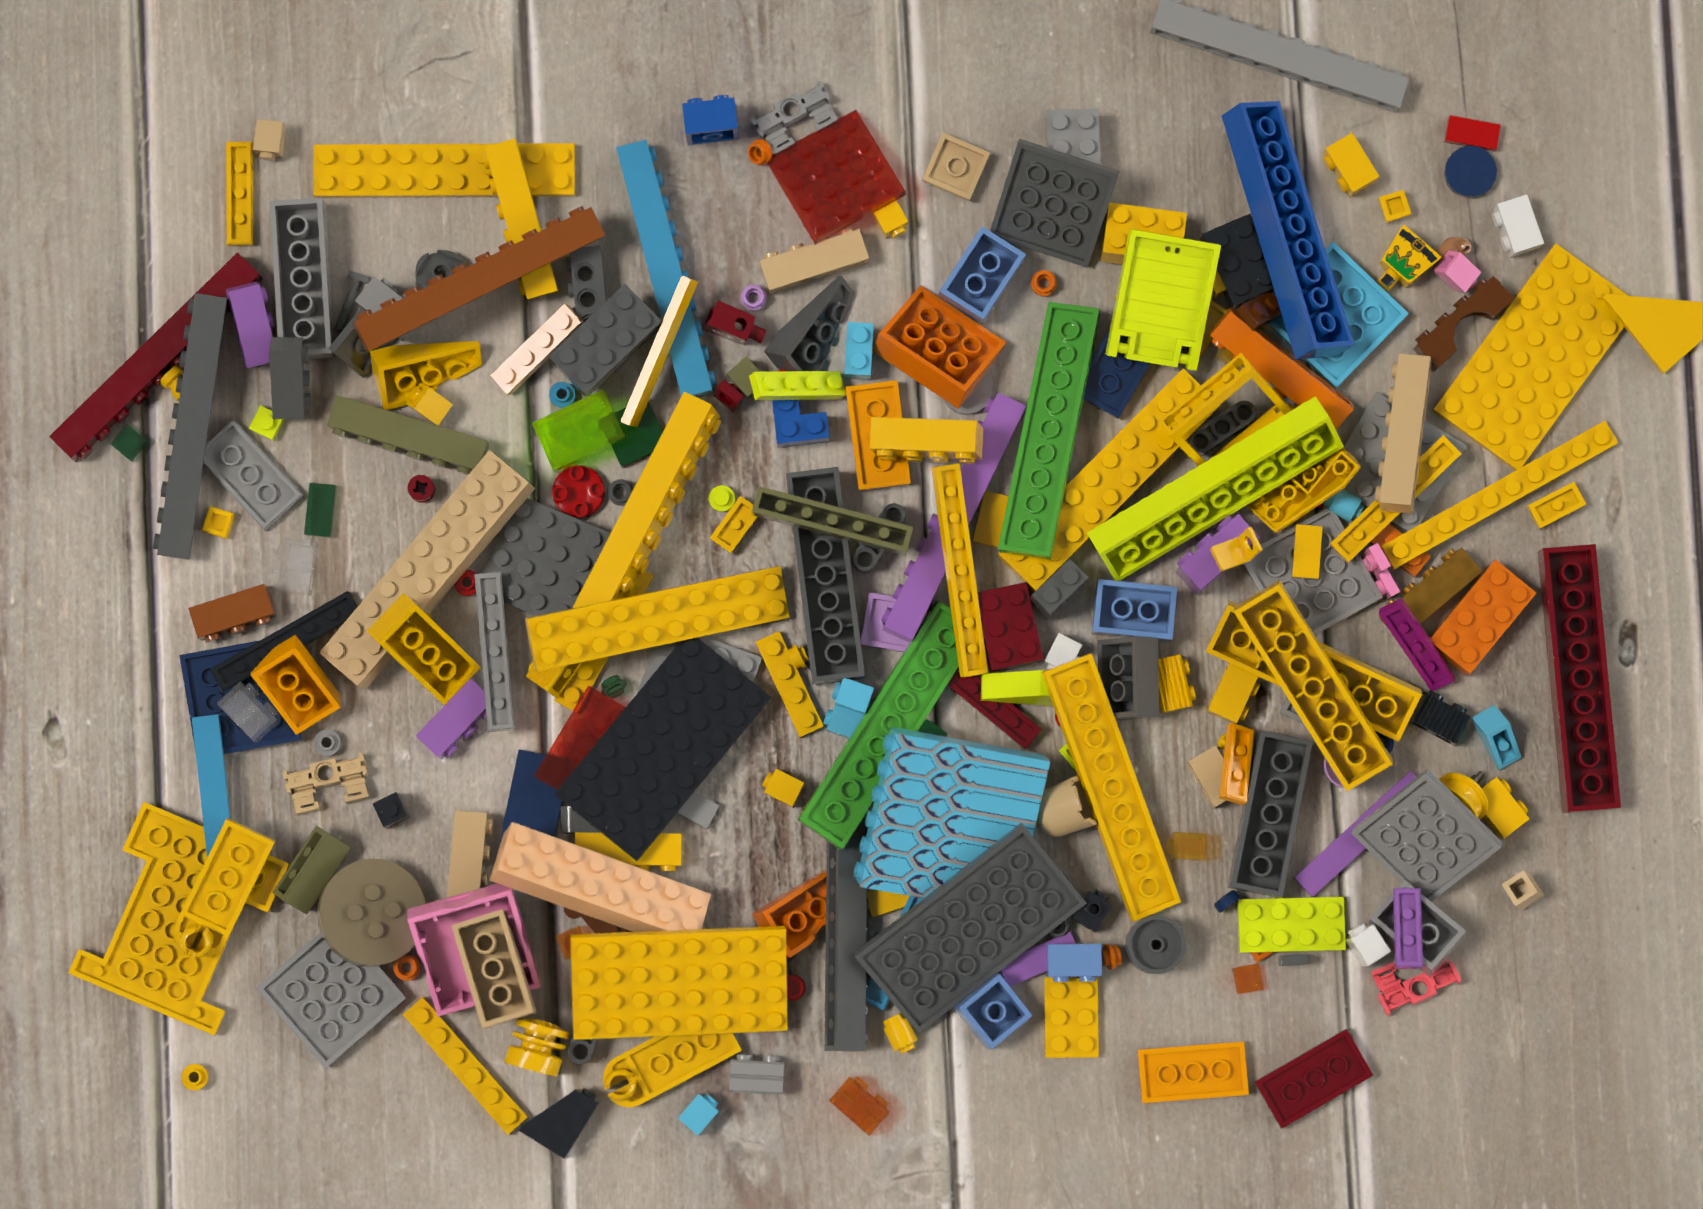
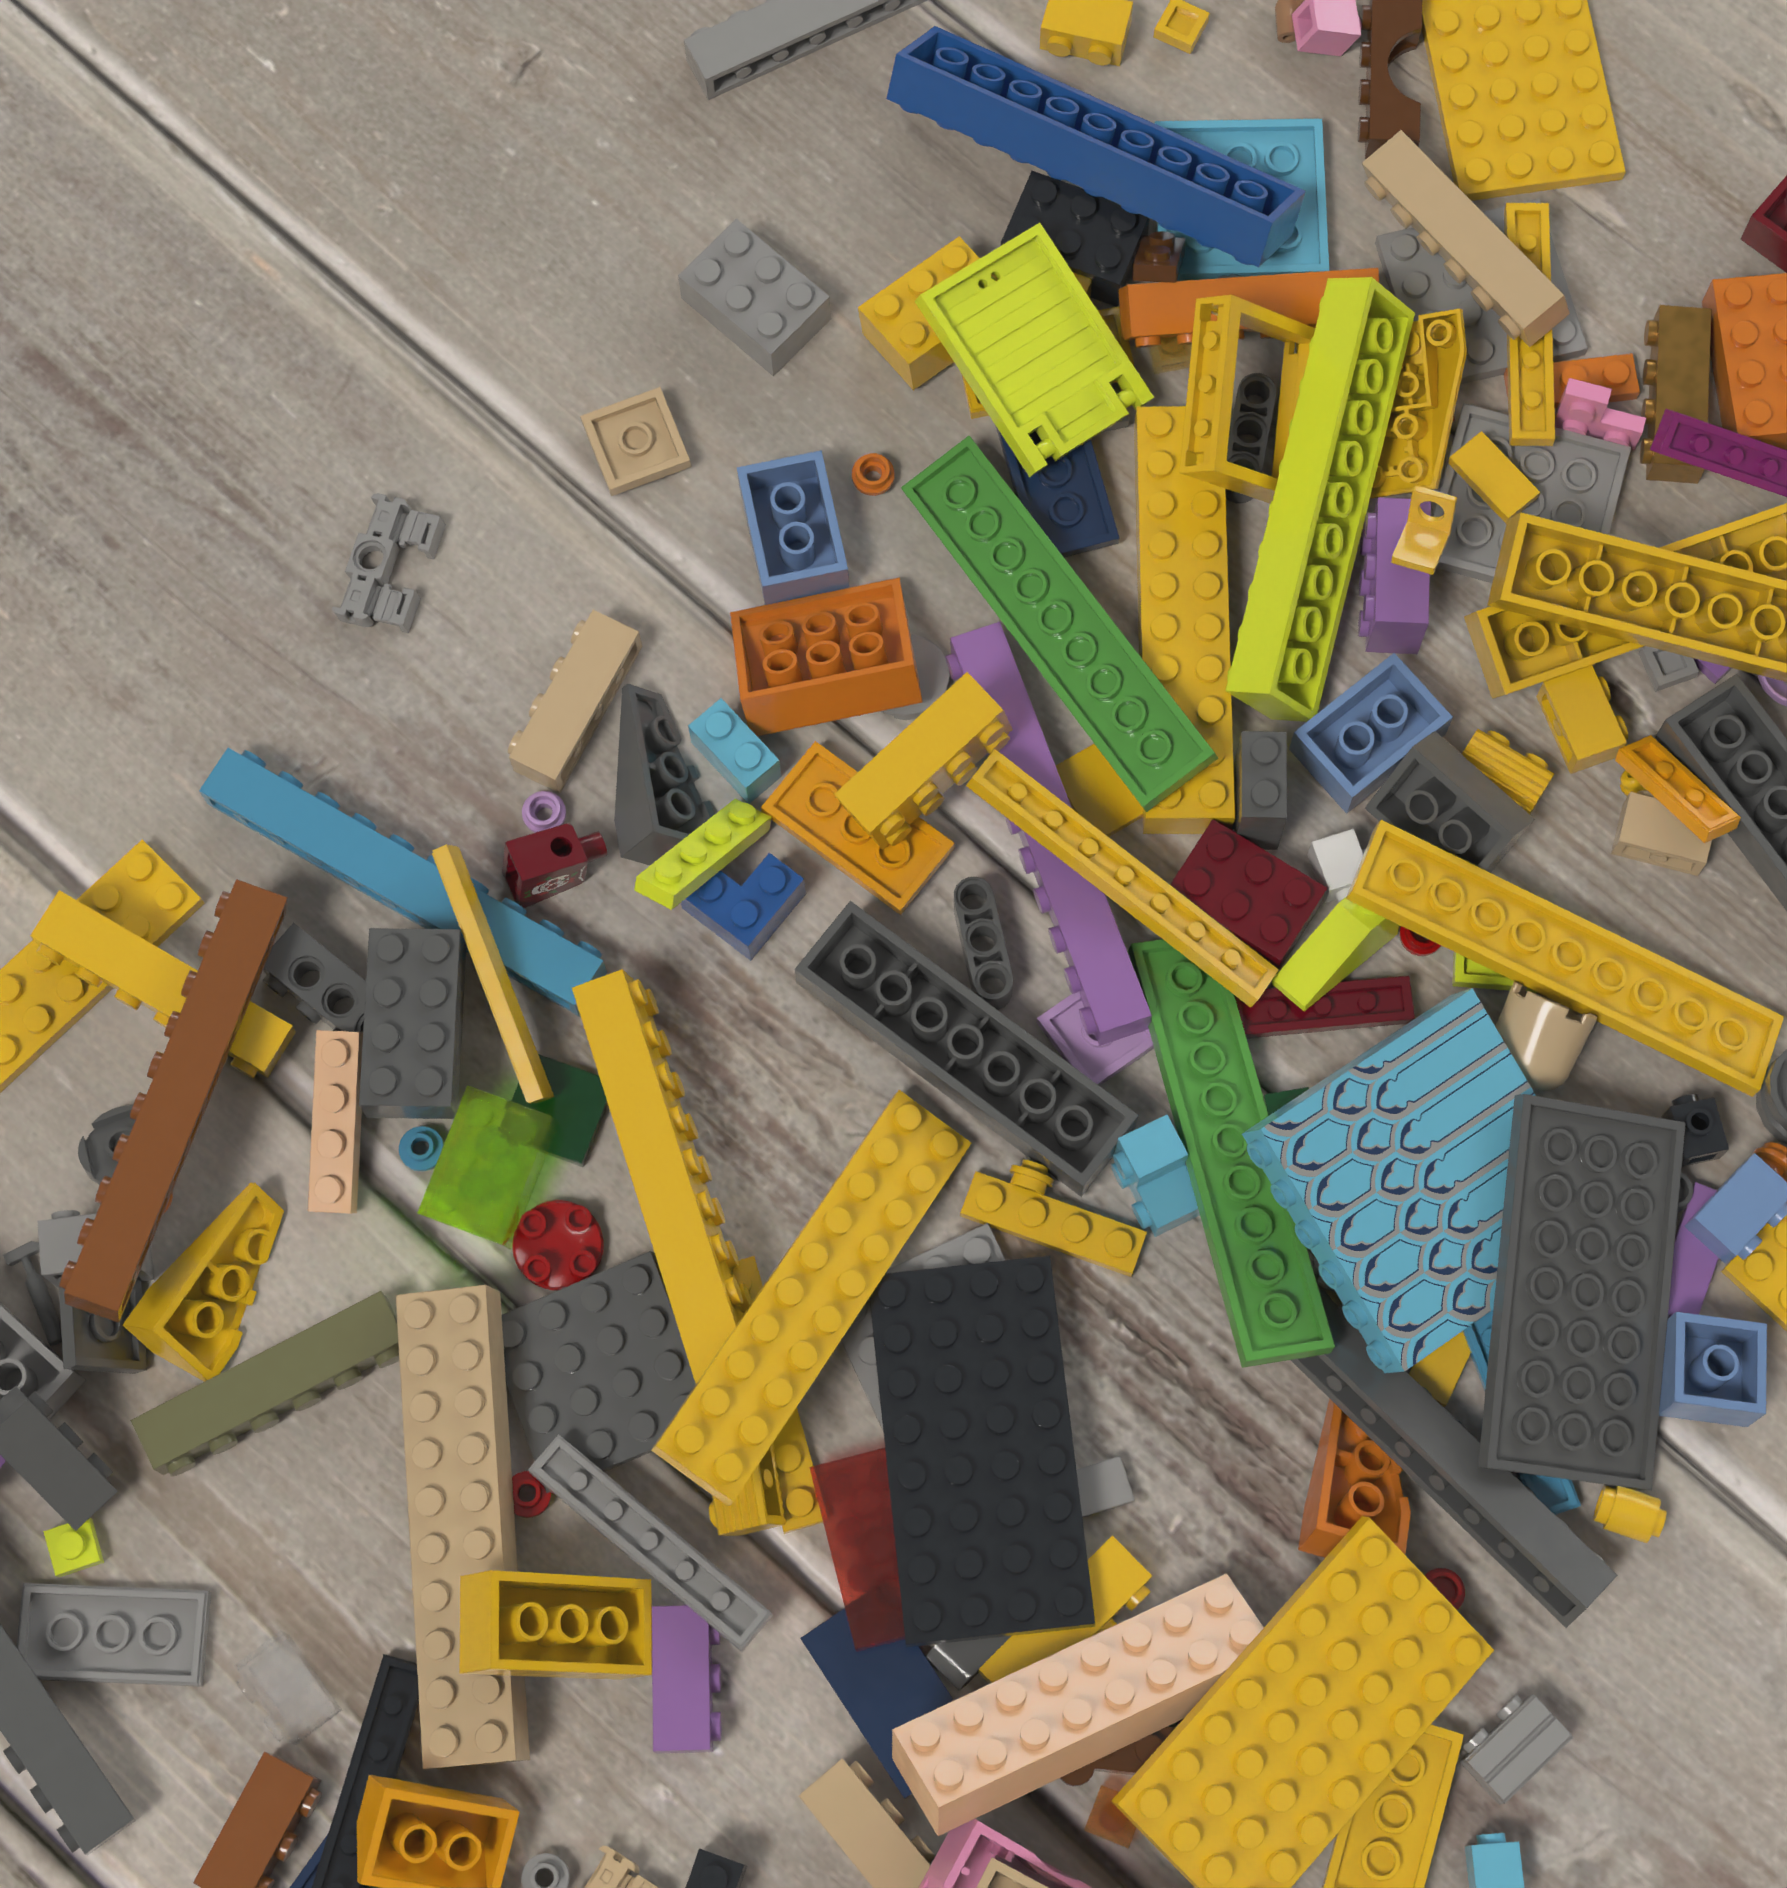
camera: 40 degrees left, 10 degrees down
(218, 522) = (129, 1735): yellow tile -> none
(320, 510) = (249, 1589): clear green tile -> none
(423, 493) = (363, 1437): dark red wheel -> none
(428, 403) = (261, 1318): yellow brick -> none
(613, 686) = (841, 1439): clear green plate -> none
(614, 486) = (602, 1186): dark grey plate -> none
(710, 120) = (286, 653): blue brick -> none
(721, 498) = (744, 1082): neon yellow plate -> none
(729, 395) = (630, 951): dark red plate -> none
(734, 525) = (793, 1096): yellow plate -> none
(740, 376) = (630, 913): olive brick -> none
(760, 152) = (376, 646): orange plate -> none
(782, 787) = (1175, 1354): yellow brick -> none
(832, 521) = (912, 963): olive brick -> none
(835, 177) = (504, 581): clear red plate -> none
(860, 1105) = (1676, 1653): clear orange brick -> none
(891, 220) = (615, 568): yellow brick -> none
(1053, 202) = (794, 363): dark grey plate -> none
(1186, 846) = (1721, 944): clear yellow brick -> none
(1344, 505) = (1481, 388): medium azure brick -> none
(1406, 259) = (1254, 65): torso -> none
(1499, 495) = (1635, 211): yellow plate -> none
(1556, 505) = (1706, 169): yellow plate -> none

